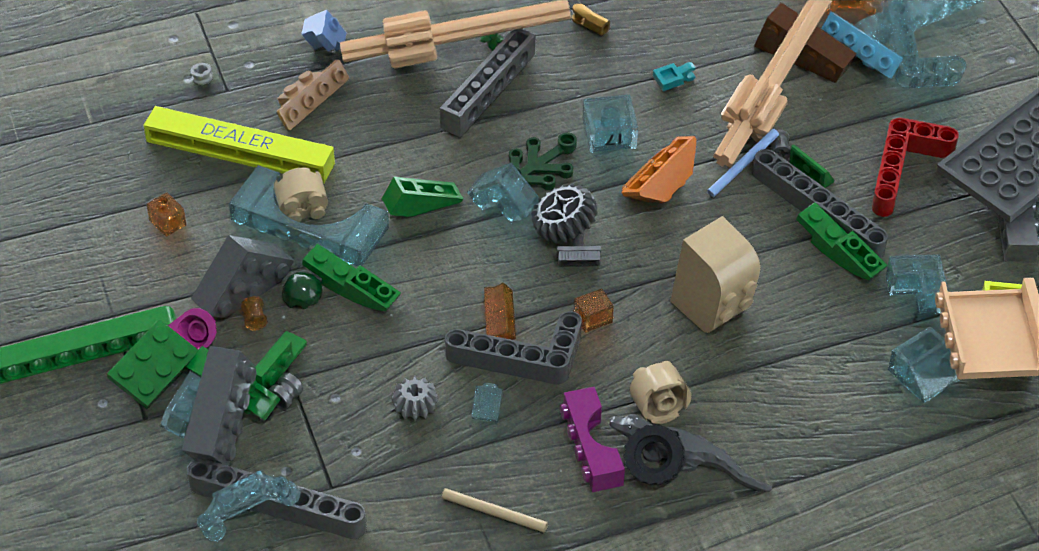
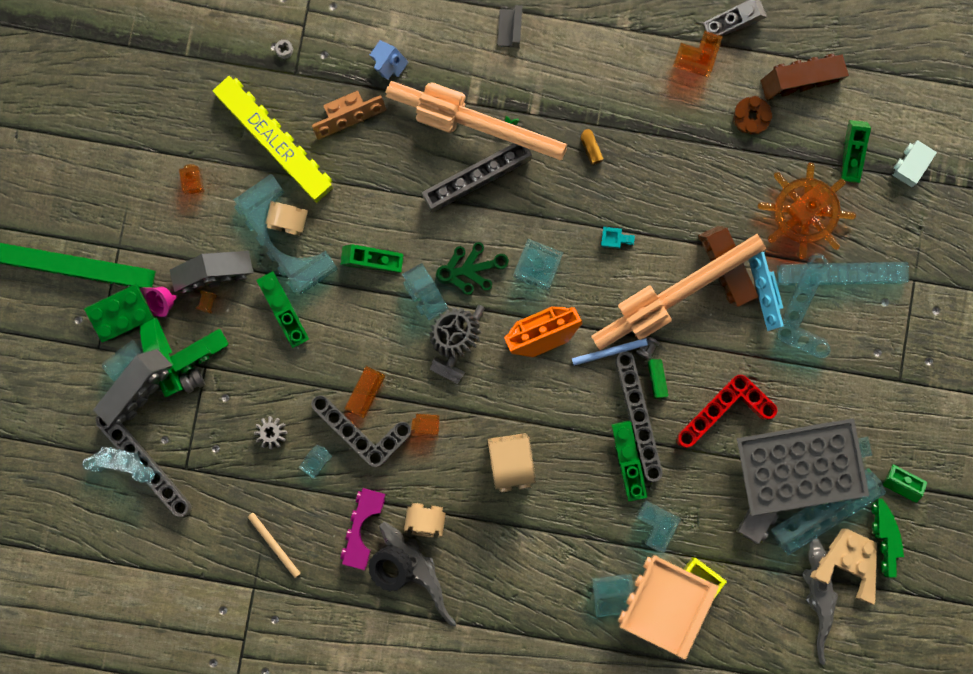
camera: 30 degrees right, 35 degrees up
(302, 290) = (248, 298): dark green hair -> none

